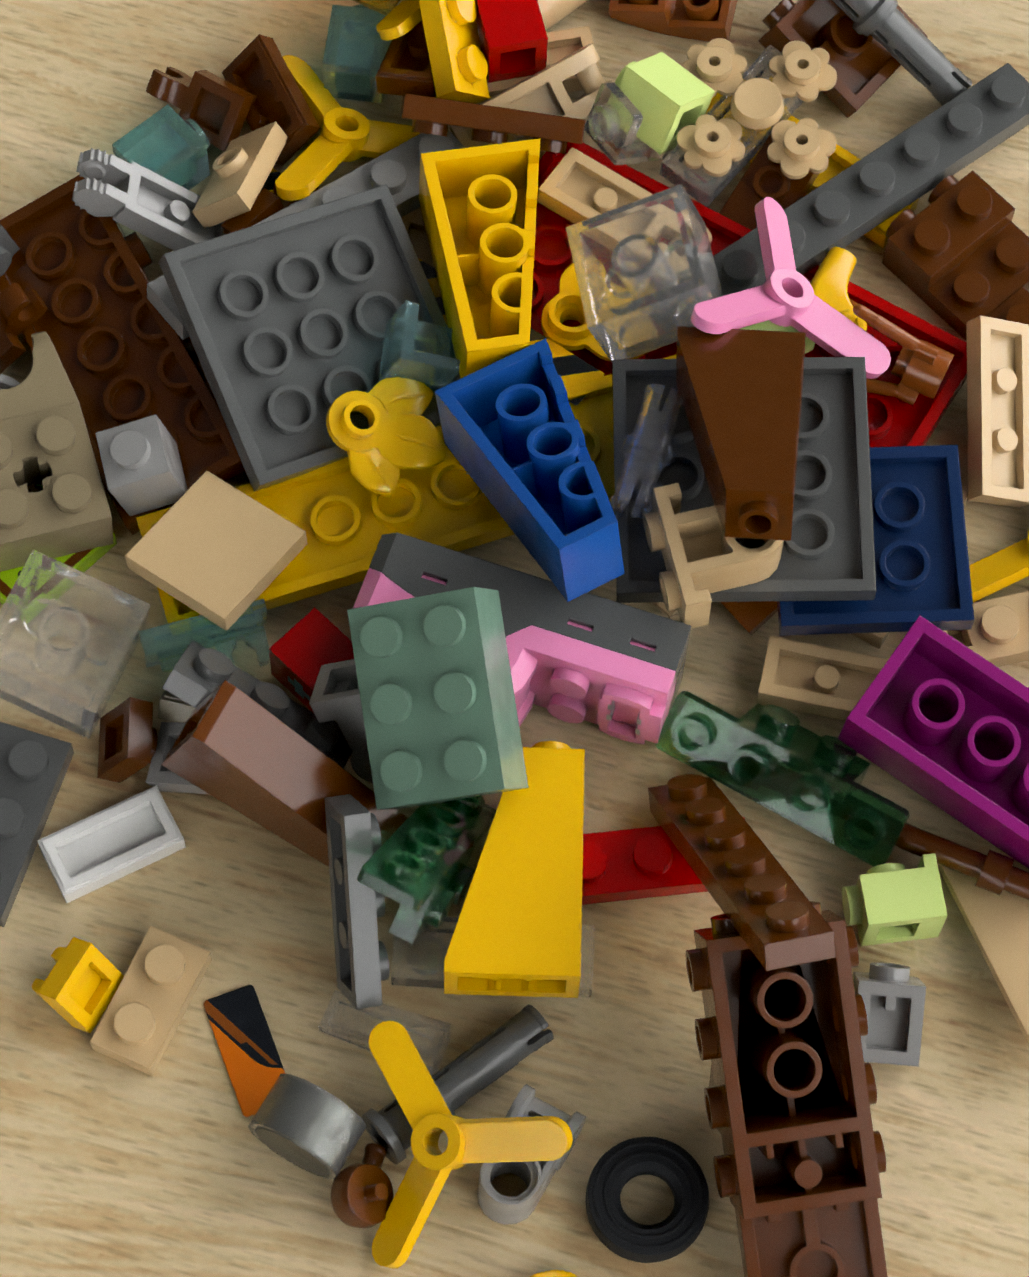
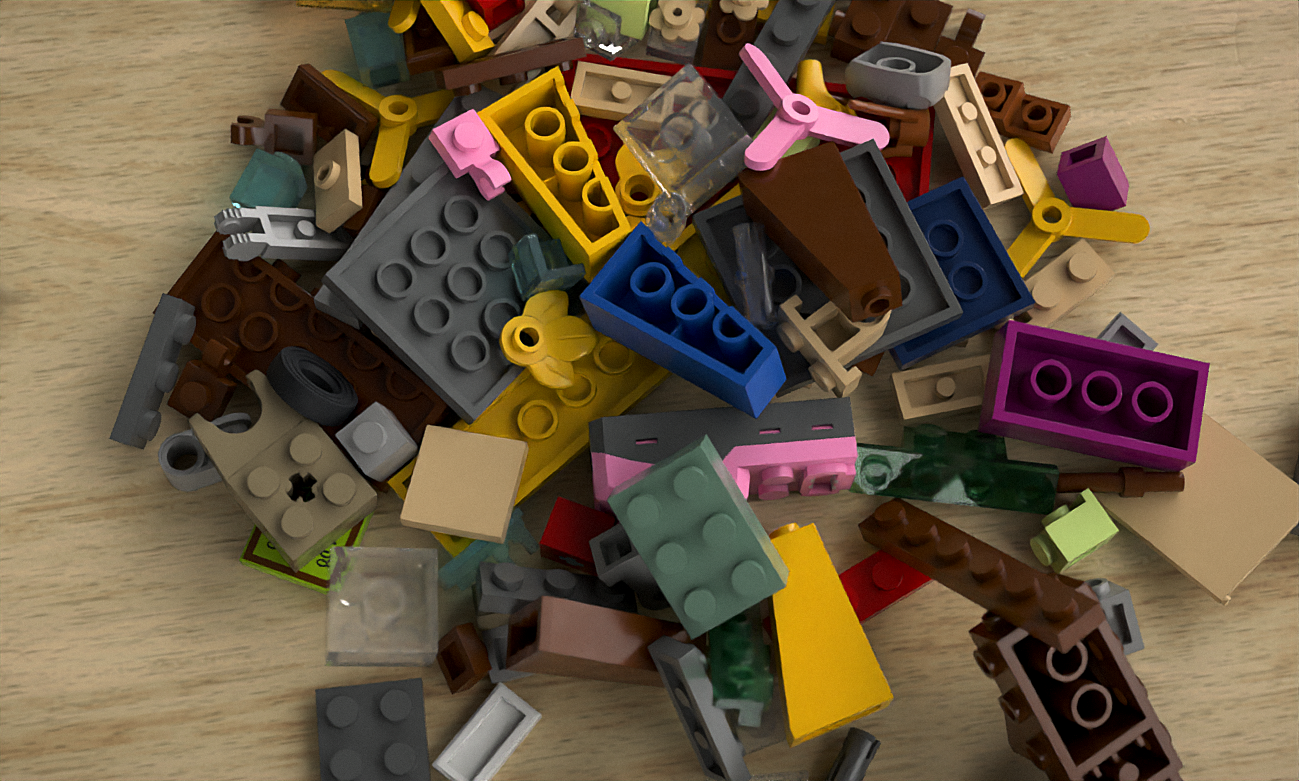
camera: 25 degrees left, 5 degrees up
(97, 374) = (312, 386): none -> black tyre
(395, 187) = (470, 148): none -> bright pink plate
(575, 348) = (667, 218): none -> clear pin
(935, 304) = (899, 76): none -> light grey piece

